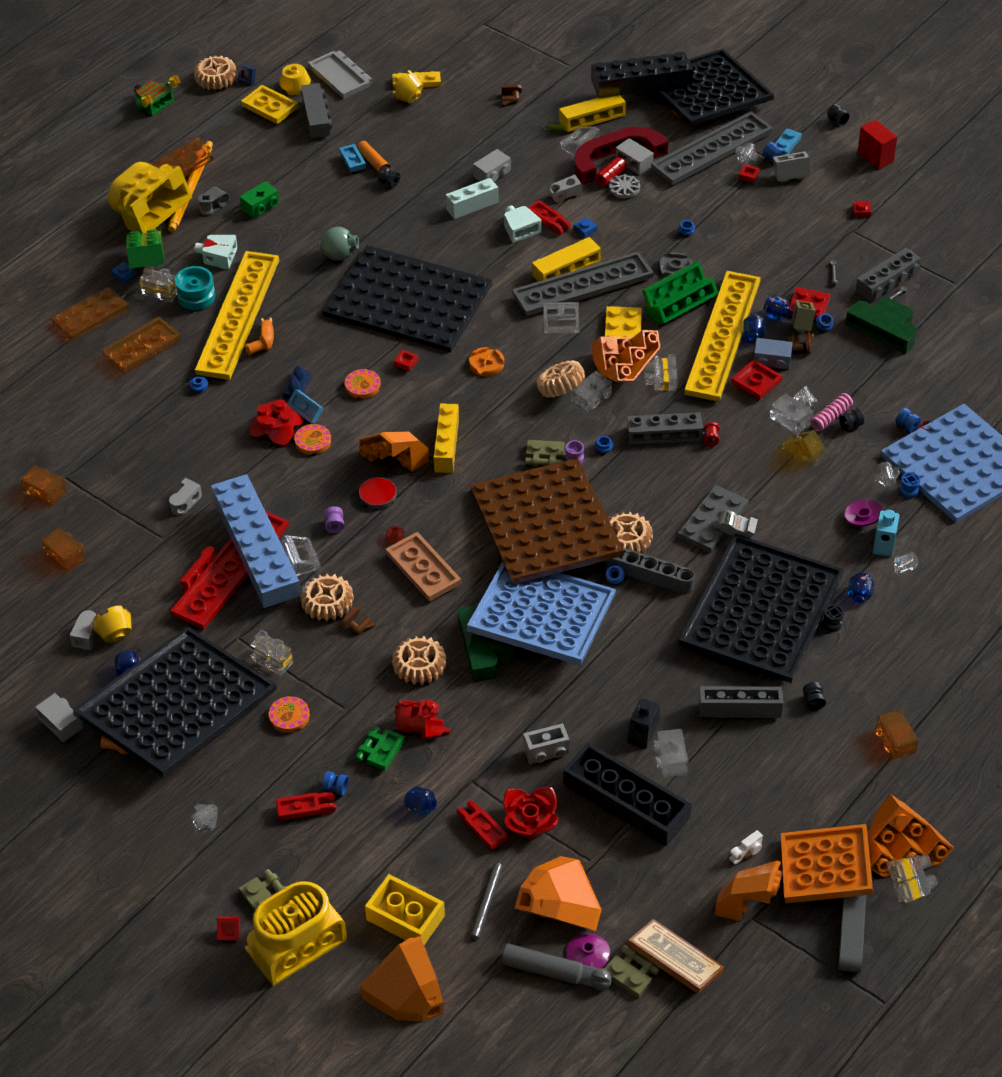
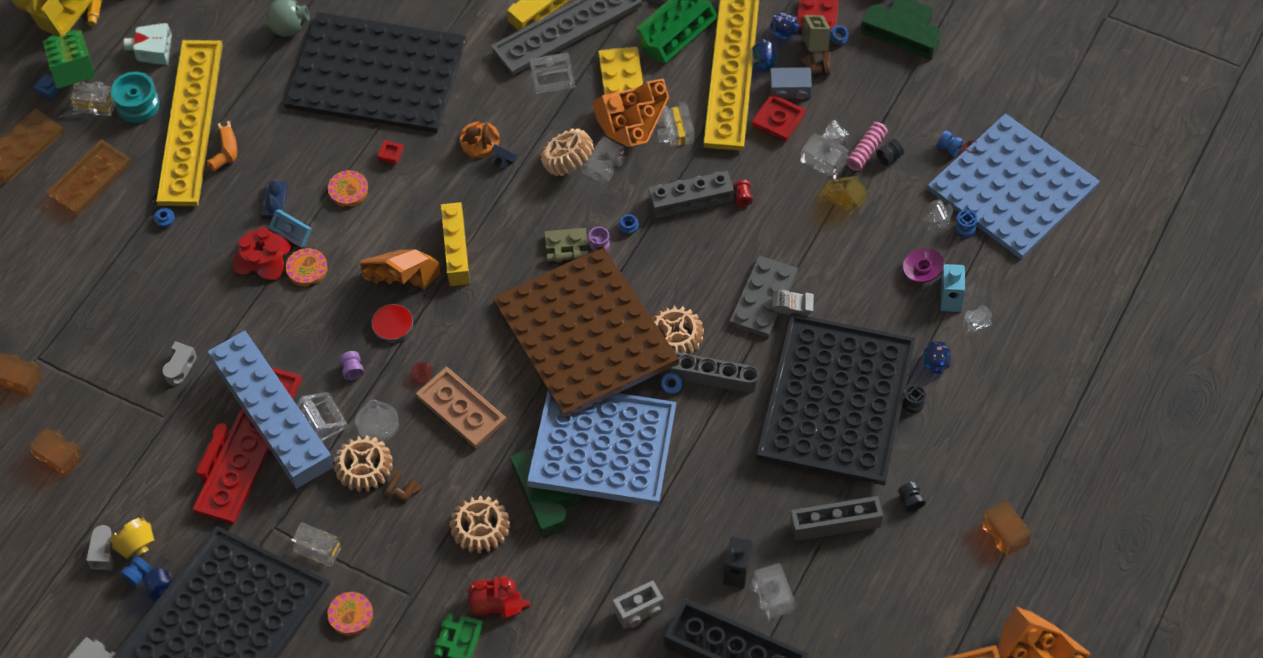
camera: 10 degrees left, 10 degrees up
(109, 652) = (135, 571): none -> blue wheel
(348, 565) = (377, 420): none -> clear tile
(478, 355) = (471, 132): none -> reddish brown piece
(503, 374) = (503, 154): none -> dark blue tile

